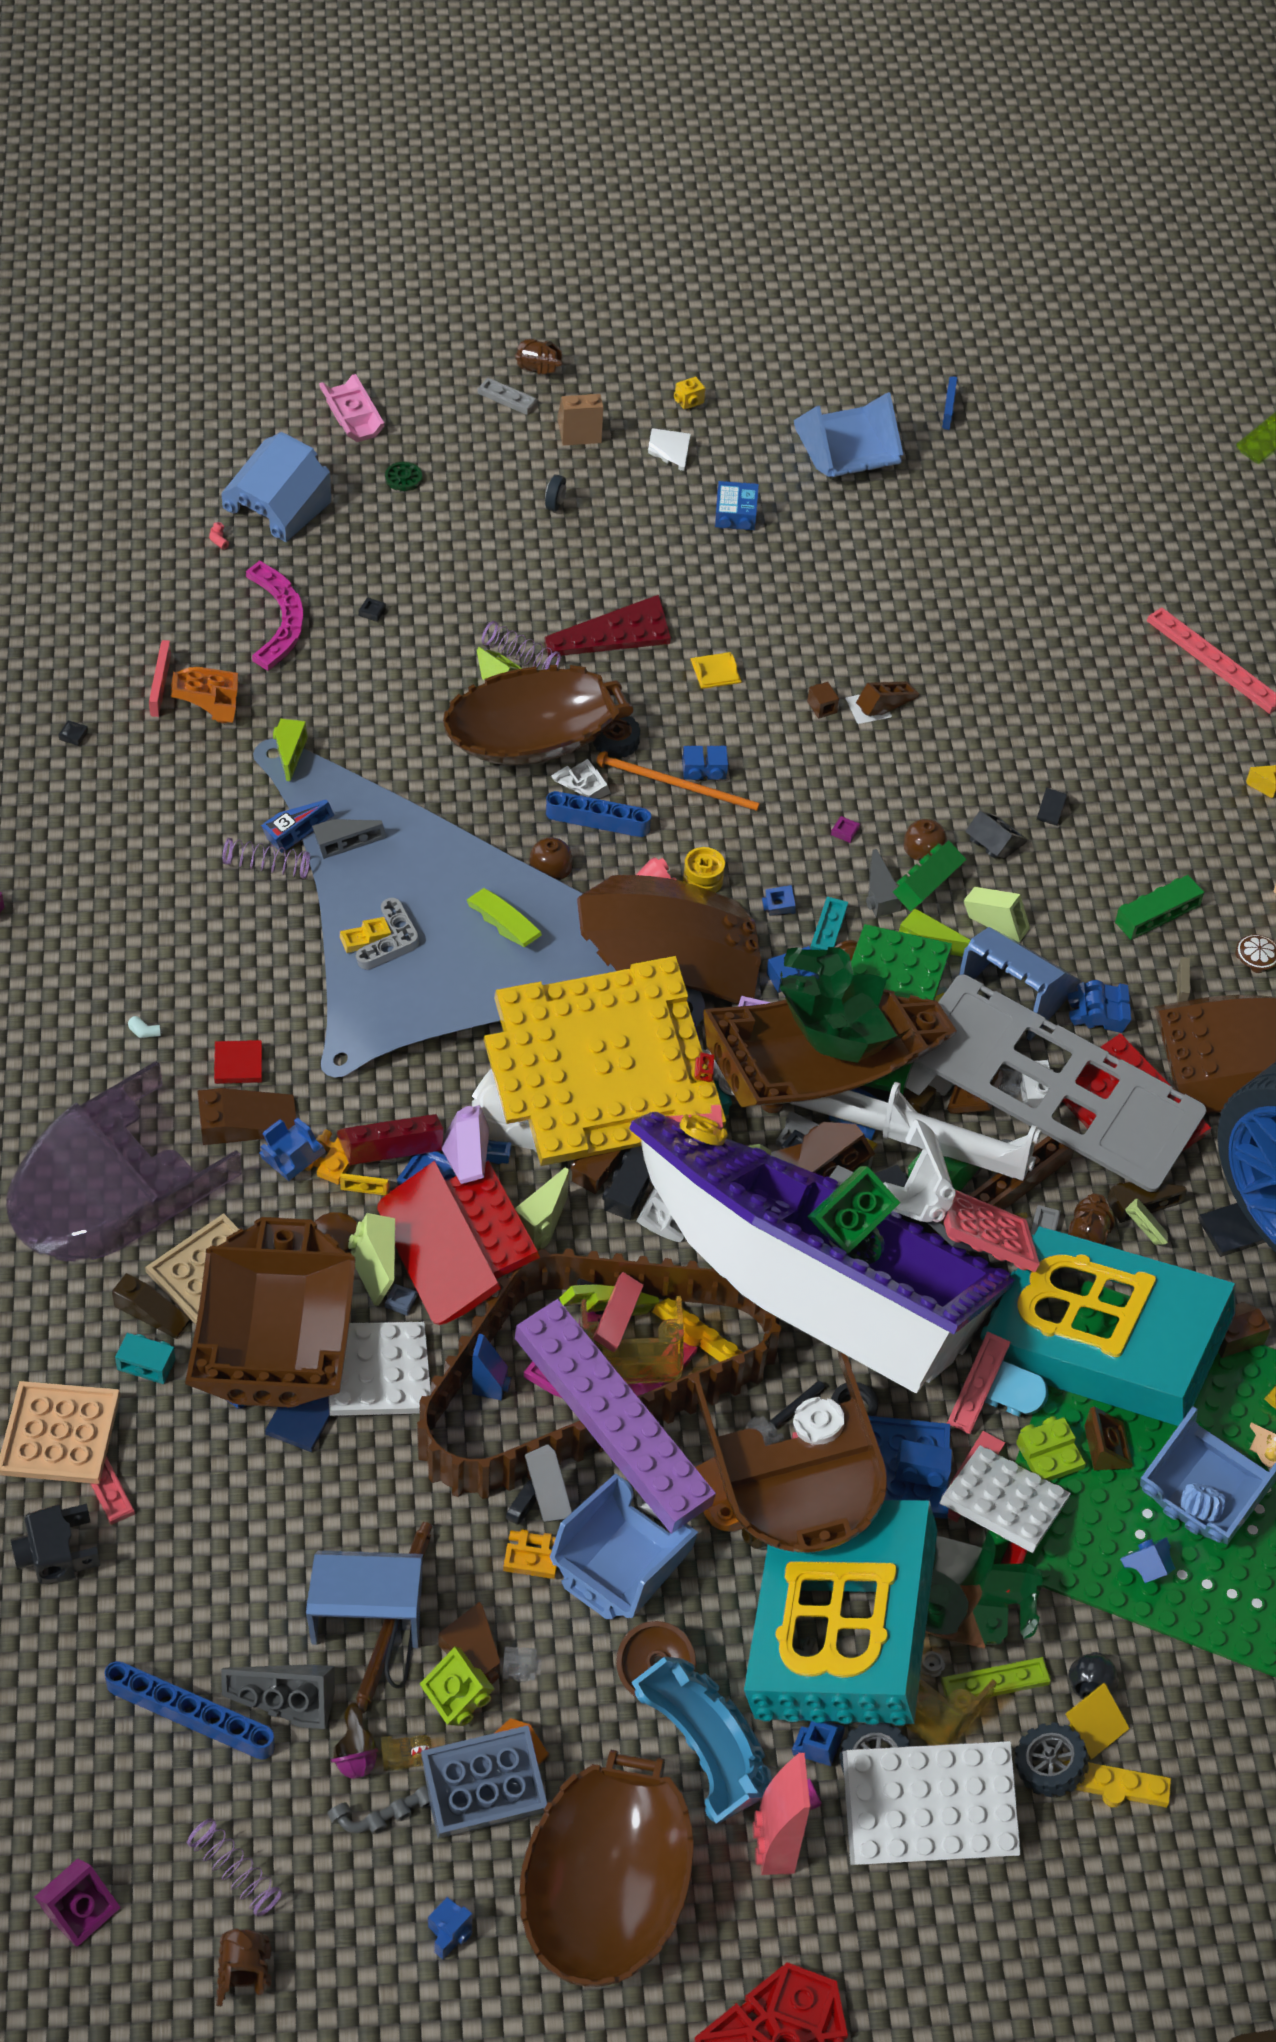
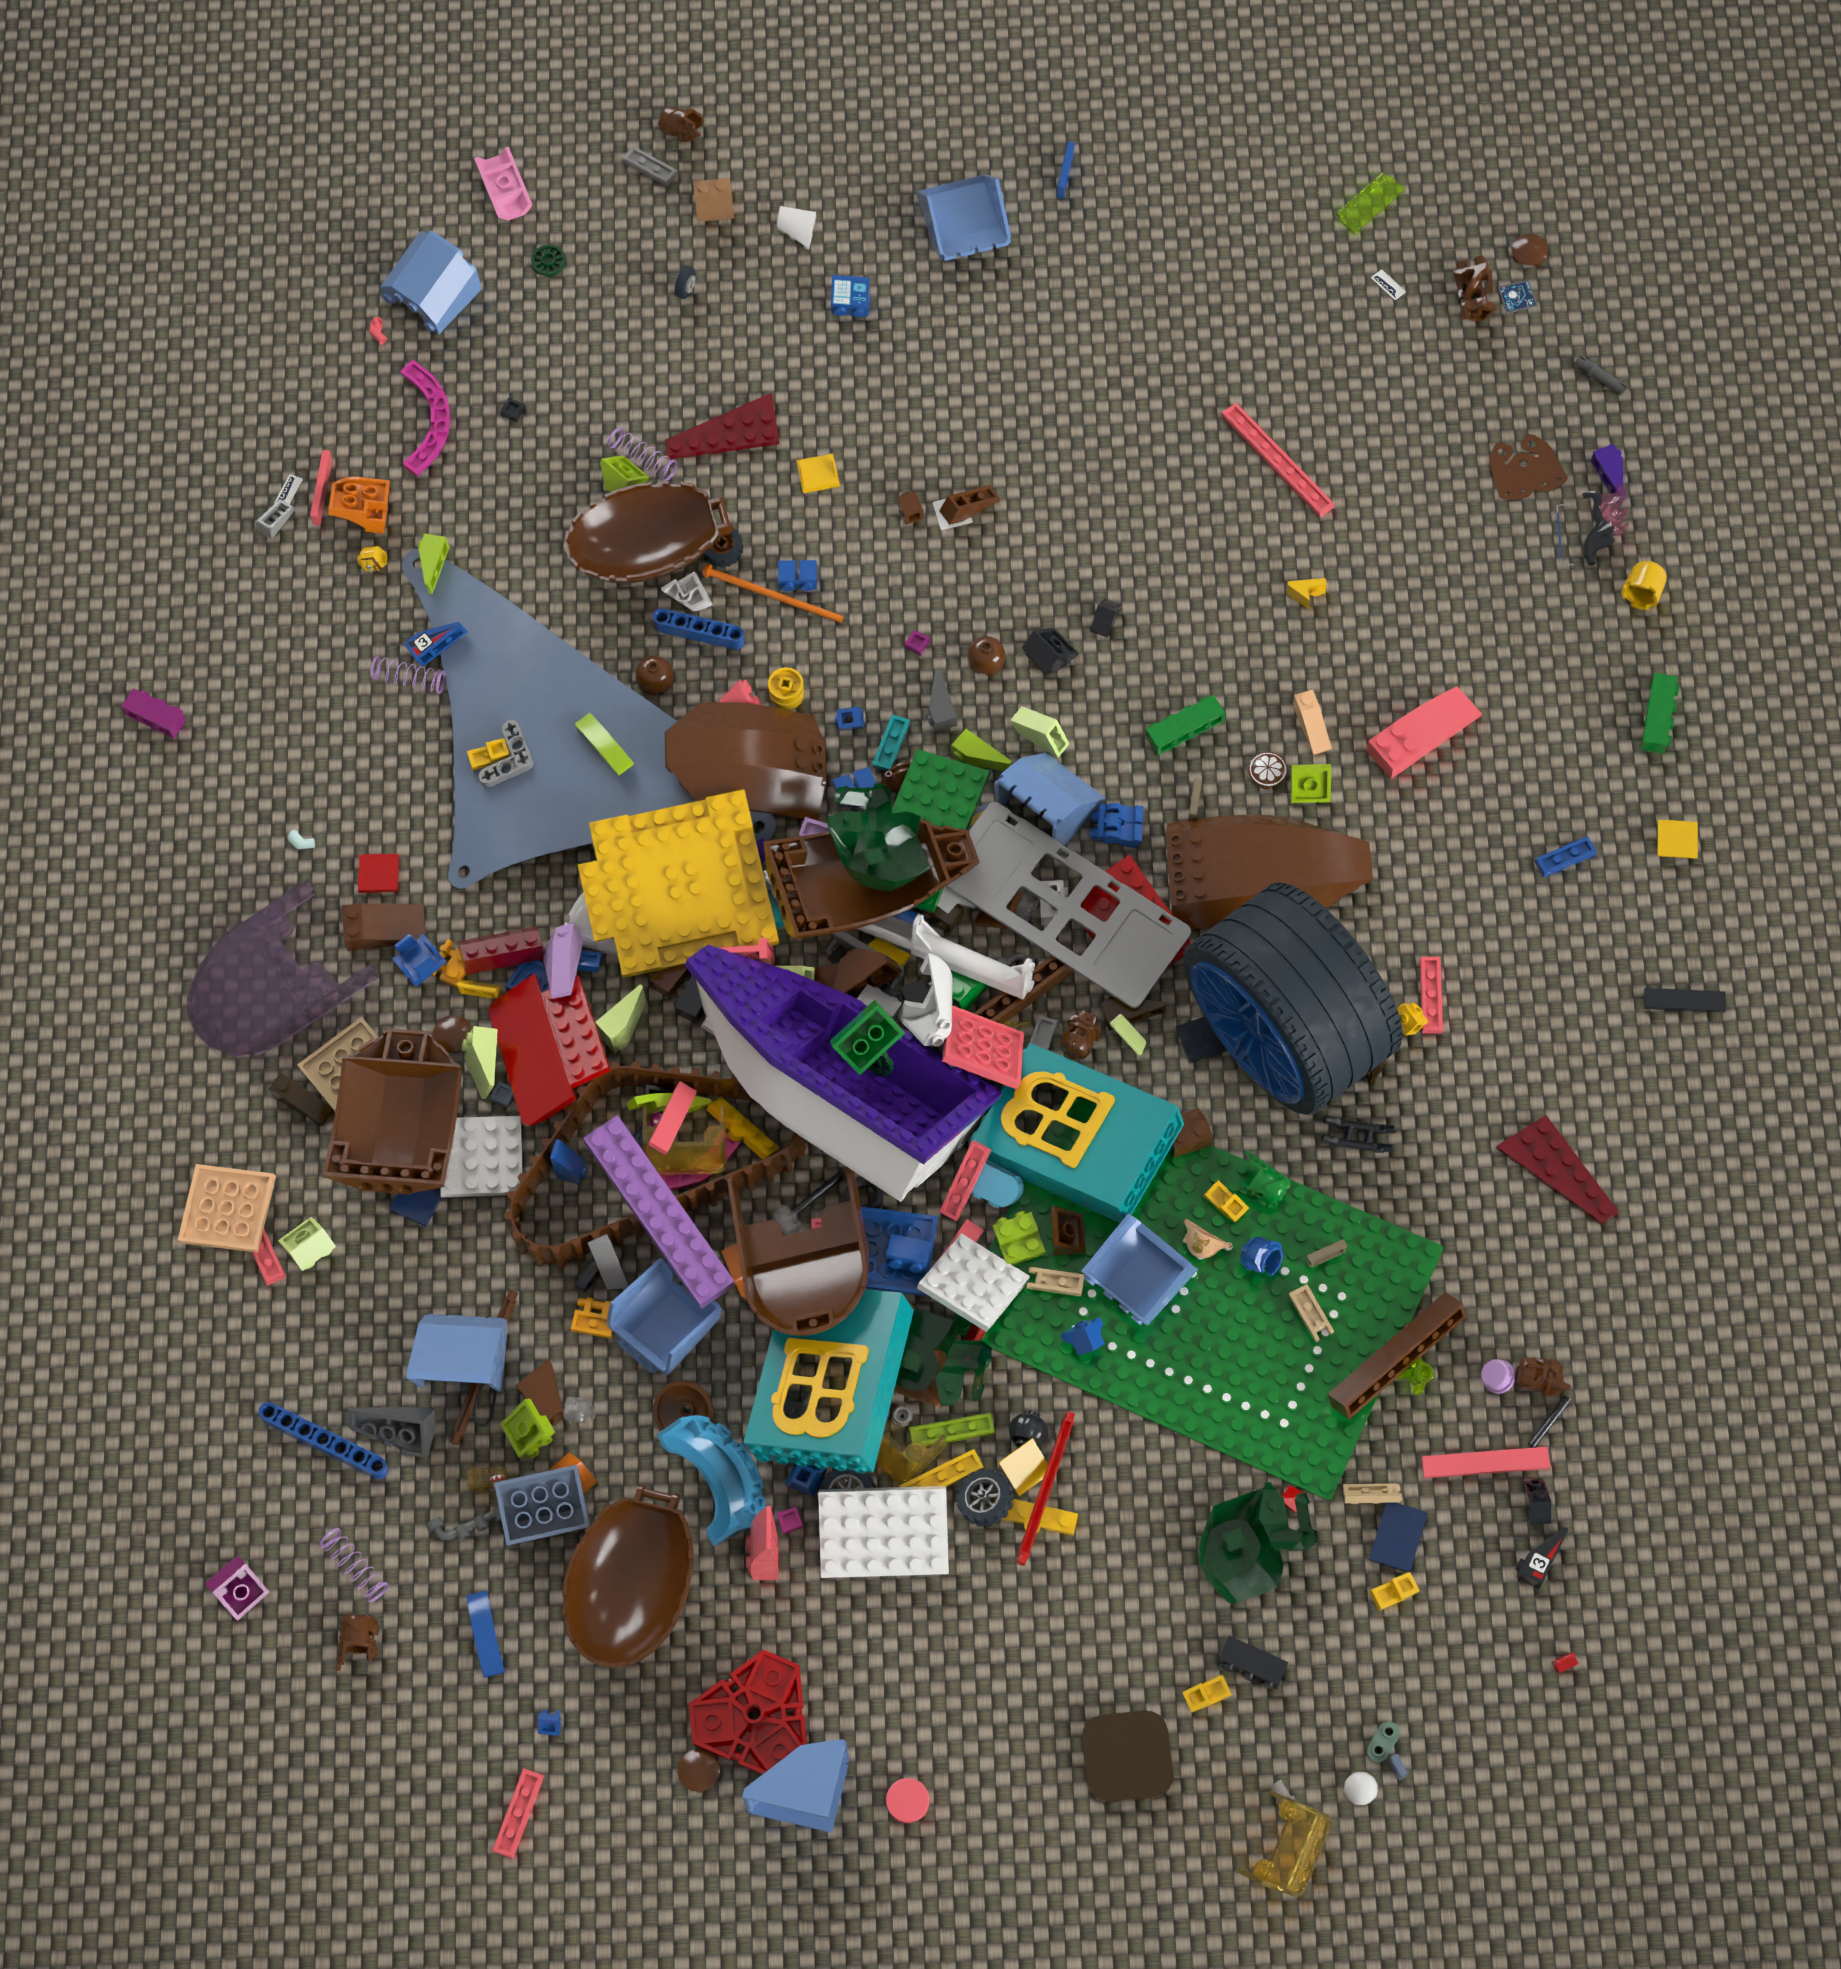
camera: 10 degrees right, 15 degrees up
(48, 1544) = (217, 1304): black piece -> none
(73, 733) = (245, 544): black tile -> none
(105, 710) = (270, 528): none -> light grey slope
(121, 684) = (289, 489): none -> white sticker
(145, 1358) = (296, 1144): teal brick -> none
(163, 1472) = (307, 1244): none -> yellowish green slope
(220, 745) = (372, 559): none -> yellow head
(345, 834) = (472, 655): dark grey slope -> none
(356, 1750) = (448, 1476): piece -> none
(414, 1955) = (485, 1634): none -> blue slope
(451, 1925) = (513, 1615): blue brick -> none
(689, 393) = (819, 163): yellow brick -> none
(703, 1129) = (748, 963): yellow tile -> none
(707, 1059) = (765, 901): red piece -> none
(819, 1420) = (825, 1217): white tile -> none
(929, 875) = (982, 696): green brick -> none
(1004, 1728) = (949, 1472): none -> yellow plate
(1104, 1498) = (1056, 1281): none -> tan hinge
(1126, 1750) = (1046, 1485): none -> red piece
(1202, 1502) = (1133, 1288): light blue gear -> none

